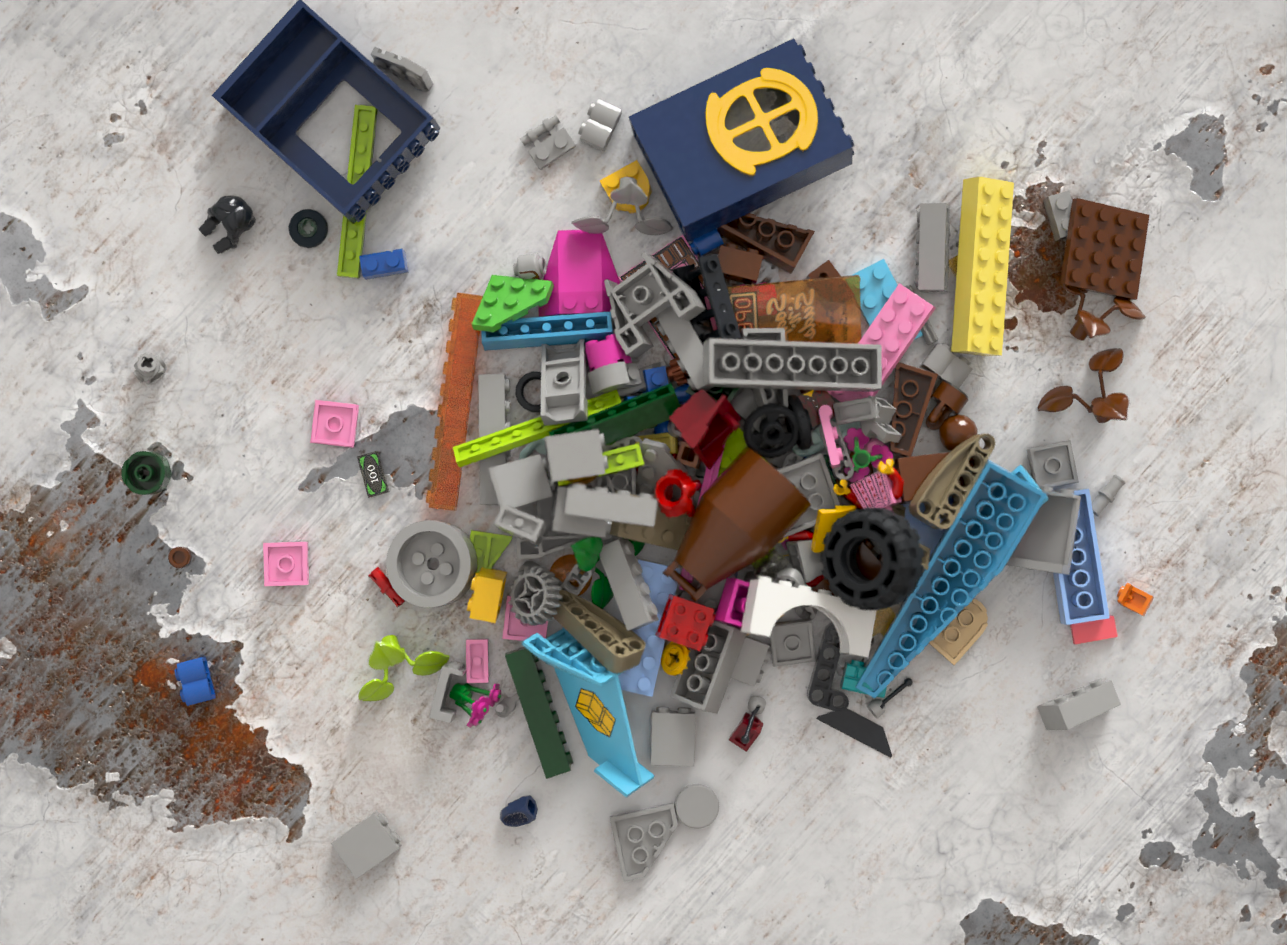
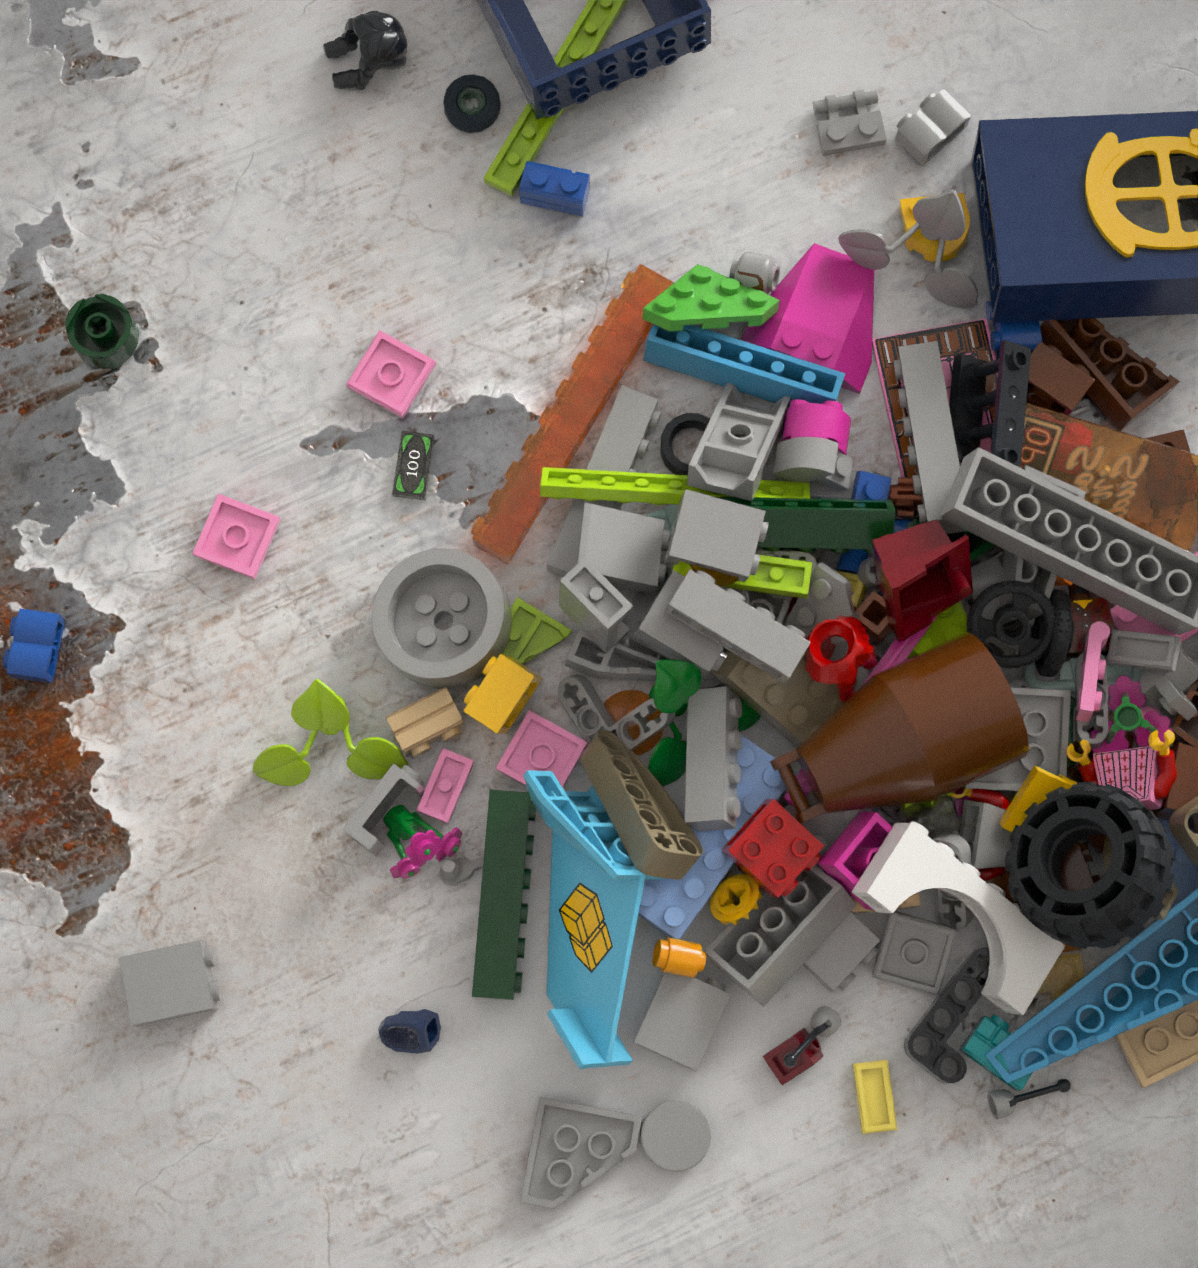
camera: 20 degrees right, 10 degrees down
(149, 368) = (171, 193): light grey connector -> none
(179, 557) = (93, 467): reddish brown tile -> none
(386, 588) = (363, 628): red pin -> none
(449, 628) = (426, 722): none -> tan brick
(535, 595) = (564, 713): light grey gear -> none
(644, 297) = (902, 369): light grey wedge -> none
(656, 706) = (679, 957): none -> light orange brick
(802, 734) = (874, 1096): none -> light yellow tile
(859, 729) = (961, 1124): black sticker -> none

